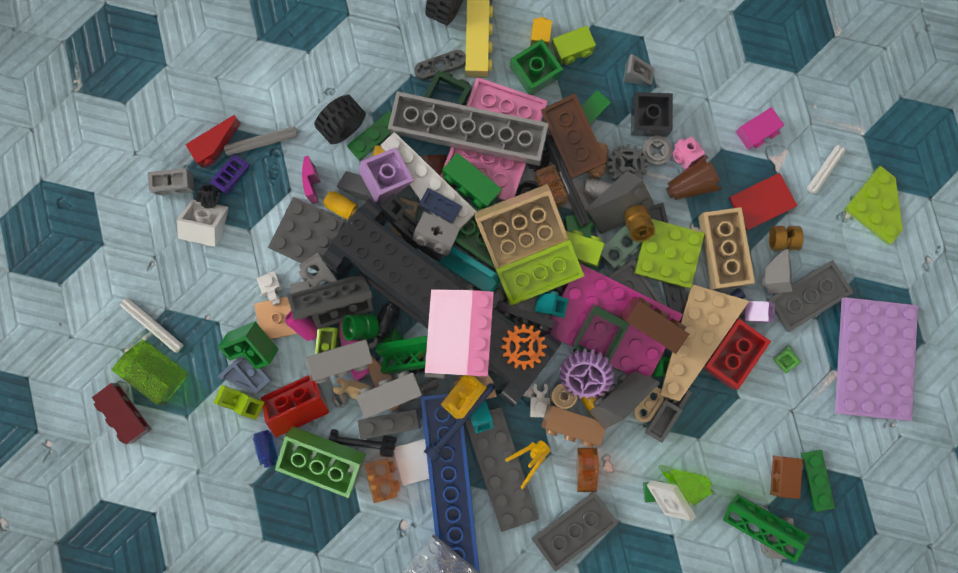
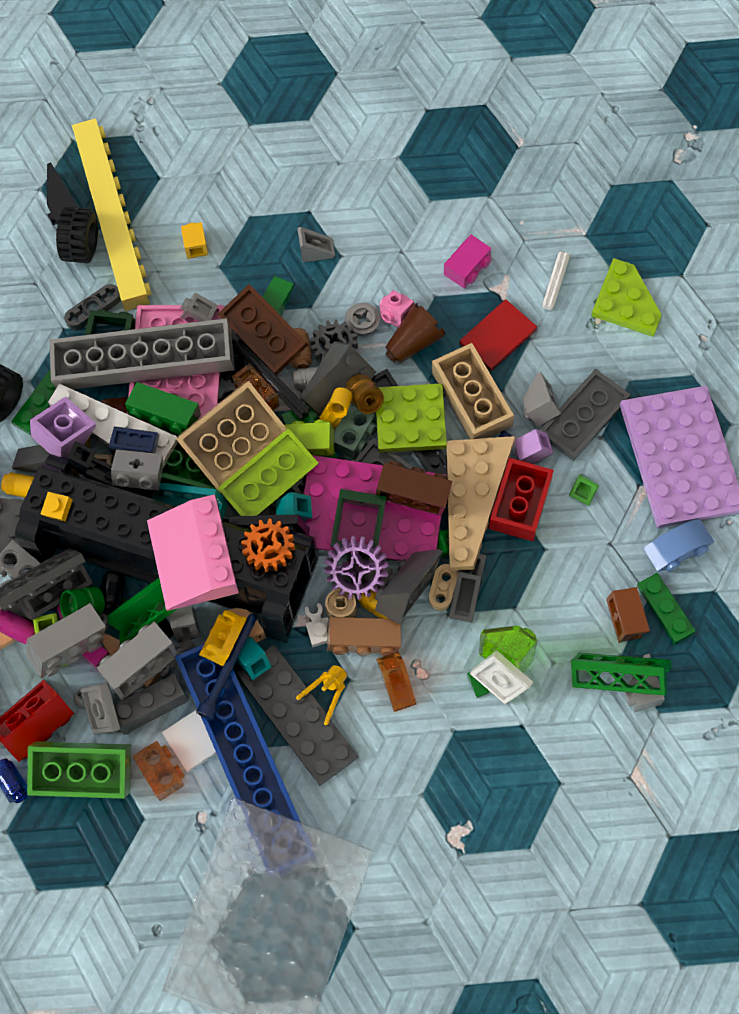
camera: 10 degrees left, 15 degrees down
(350, 418) = (100, 708): none -> light grey tile
(351, 387) = (86, 679): tan plate -> none
(361, 251) = (56, 506): none -> yellow plate
(385, 446) = (153, 732): black hinge -> none
(526, 99) = (198, 308): none -> light grey bracket
(536, 67) = (199, 273): green brick -> none
(573, 45) = (234, 241): lime brick -> none
(574, 531) = (404, 754): dark grey plate -> none
(613, 229) = (337, 406): none -> yellow piece
(651, 114) = (342, 282): black brick -> none
(788, 238) = (533, 362): pearl gold wheel -> none
(847, 435) = (678, 545): none -> medium blue brick

